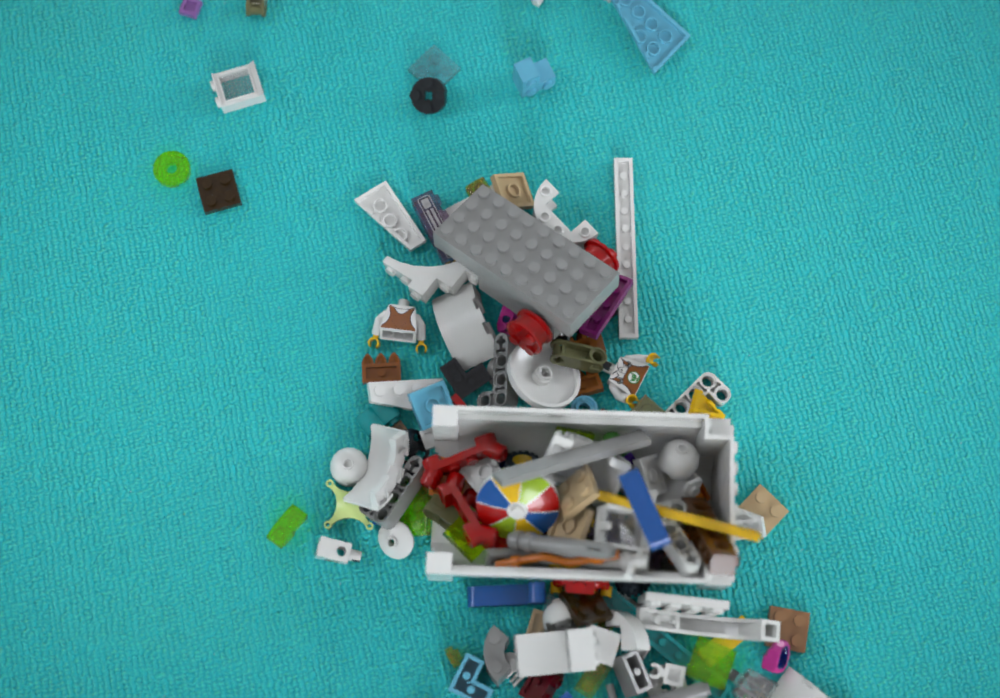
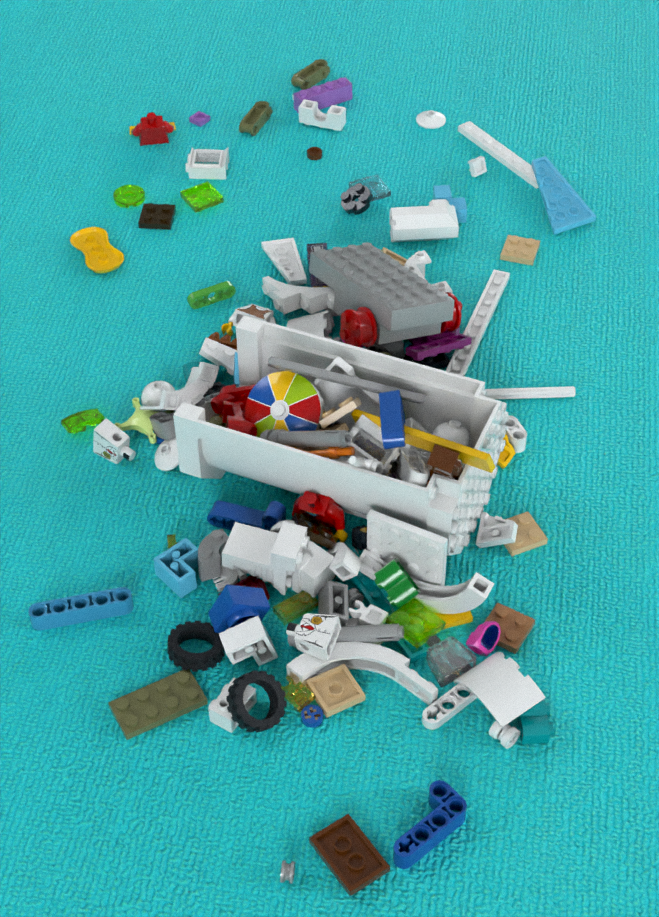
camera: 25 degrees right, 30 degrees down
(151, 55) = (152, 130): none -> red torso
(169, 262) = (98, 252): none -> yellow plate
(255, 145) = (201, 196): none -> clear neon green plate
(335, 298) = (222, 291): none -> bright green beam
(347, 26) = (314, 153): none -> reddish brown tile
(518, 114) = (424, 223): none -> white brick
(627, 112) = (520, 250): none -> tan plate
(684, 635) = (397, 583): none -> green brick
(700, 327) = (529, 393): none -> white axle

